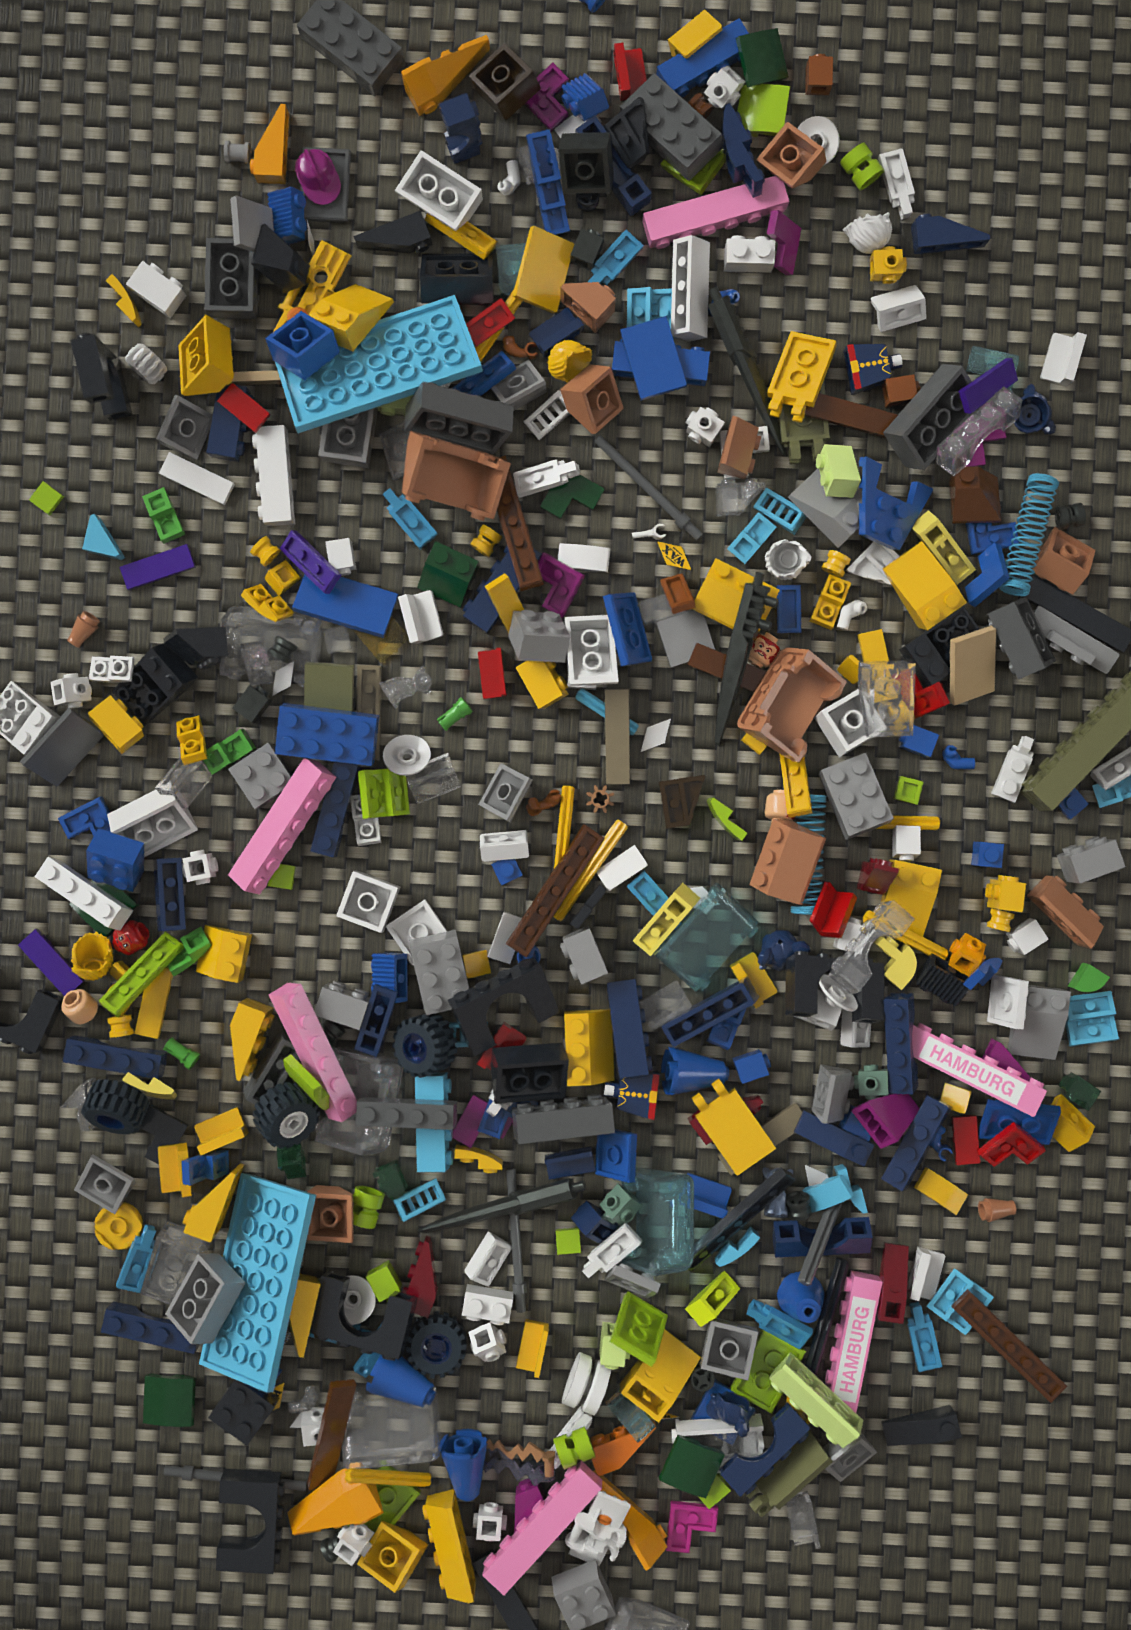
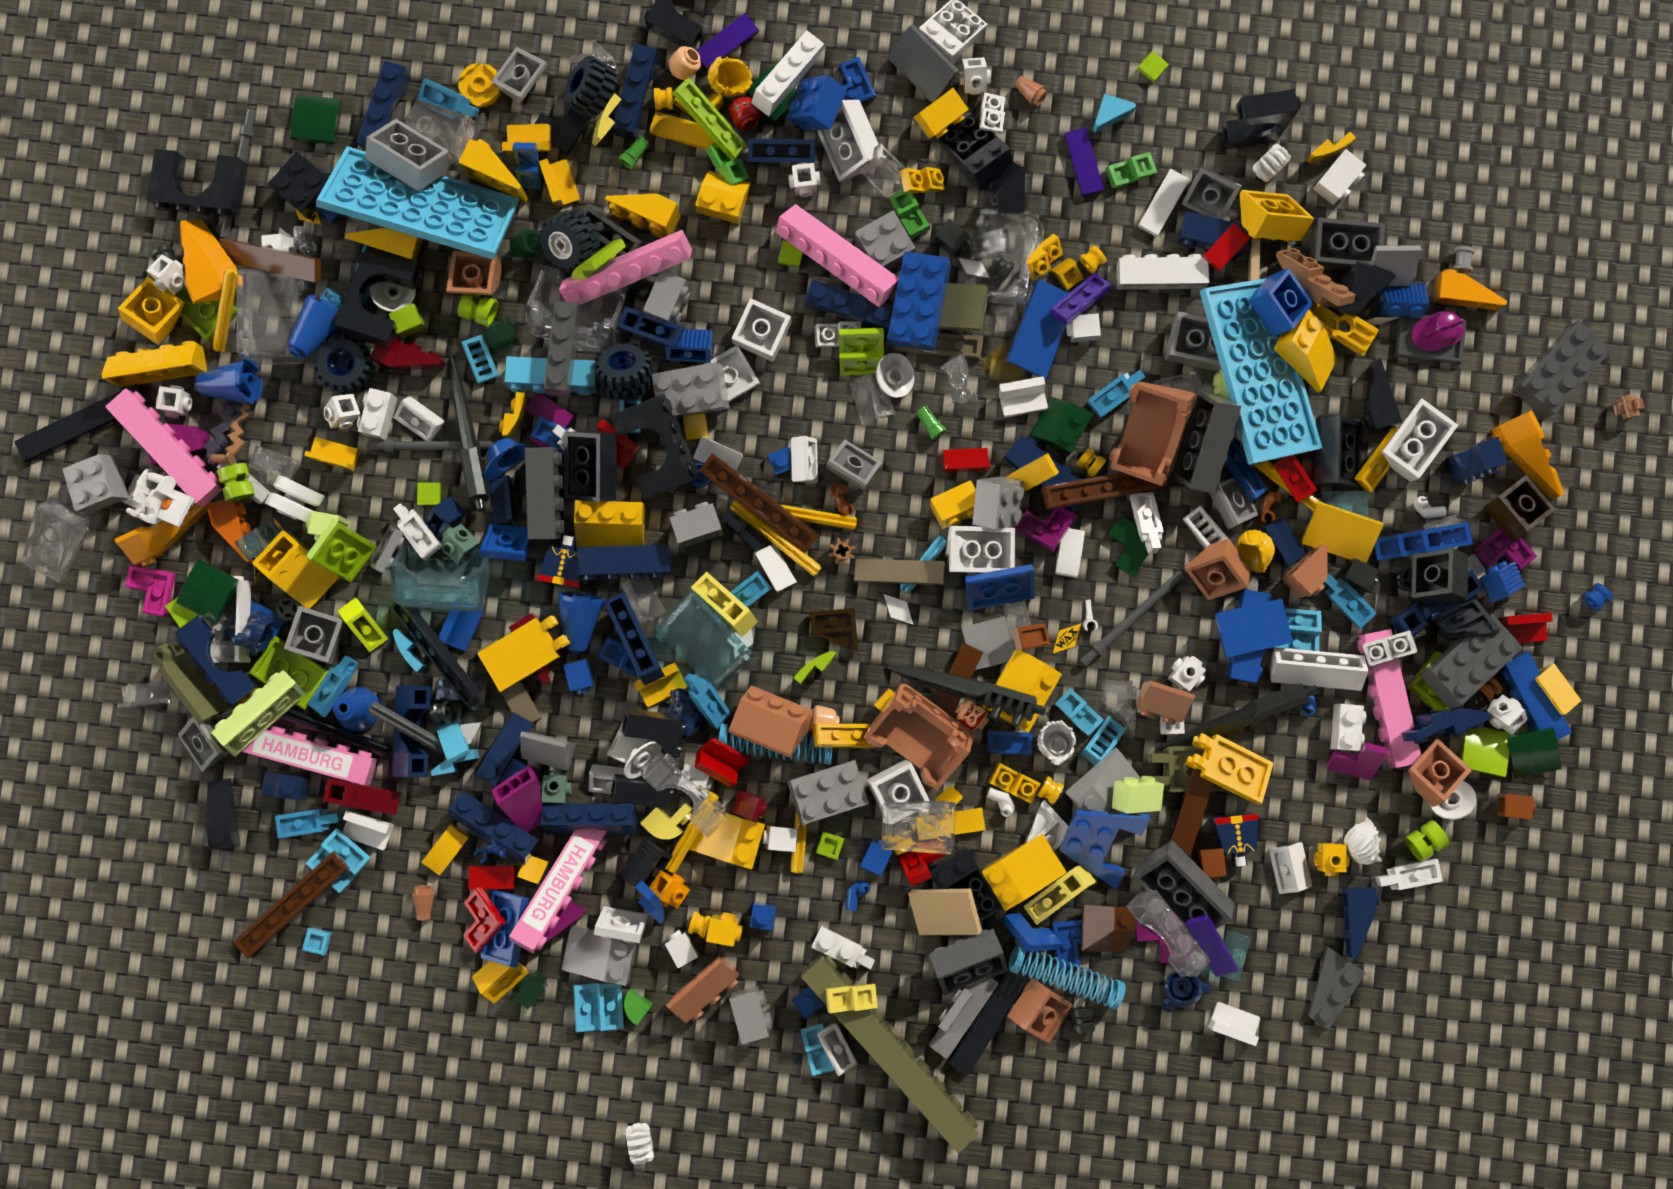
camera: 90 degrees right, 5 degrees down
(270, 316) = (1309, 275): none -> medium nougat slope
(523, 1166) = (503, 456): none -> blue piece
(548, 1409) = (273, 463): none -> clear slope
(664, 213) = (1389, 648): none -> white slope
(769, 929) = (707, 700): none -> dark azure hinge
(886, 1363) = (286, 785): none -> dark blue slope
(1019, 257) = (1334, 987): none -> dark grey wing
(1043, 1315) = (316, 941): none -> medium azure tile
(1071, 756) = (851, 998): none -> light yellow slope

